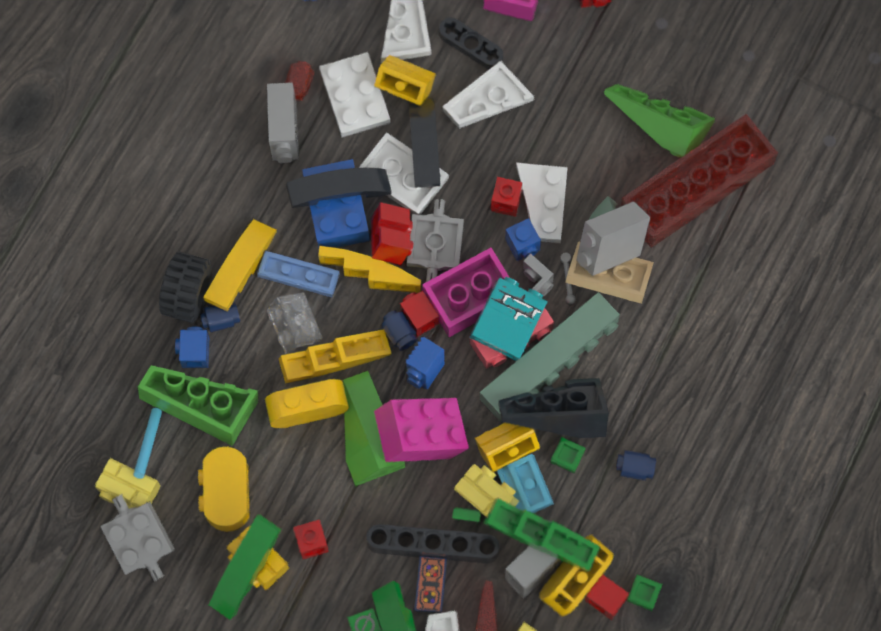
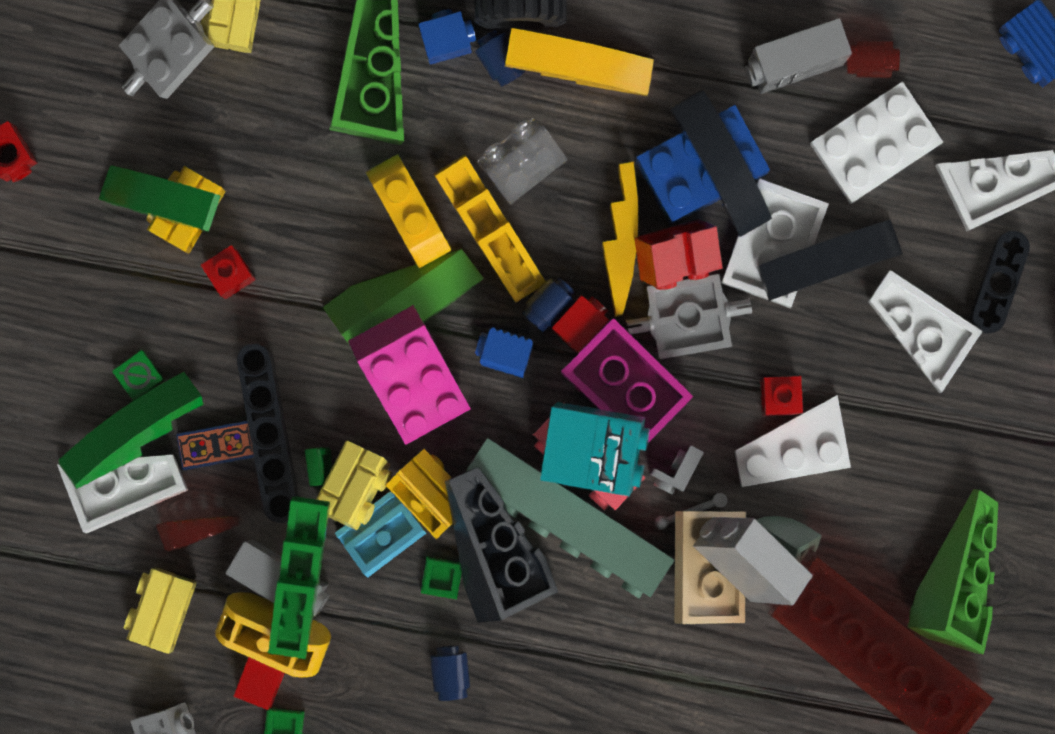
camera: 75 degrees right, 15 degrees up
(147, 443) = (296, 18): medium azure bar -> none
(225, 489) = (265, 139): yellow brick -> none
(298, 273) = (593, 144): medium blue tile -> none
(404, 80) = (913, 206): yellow brick -> none
(522, 239) = (723, 436): blue brick -> none

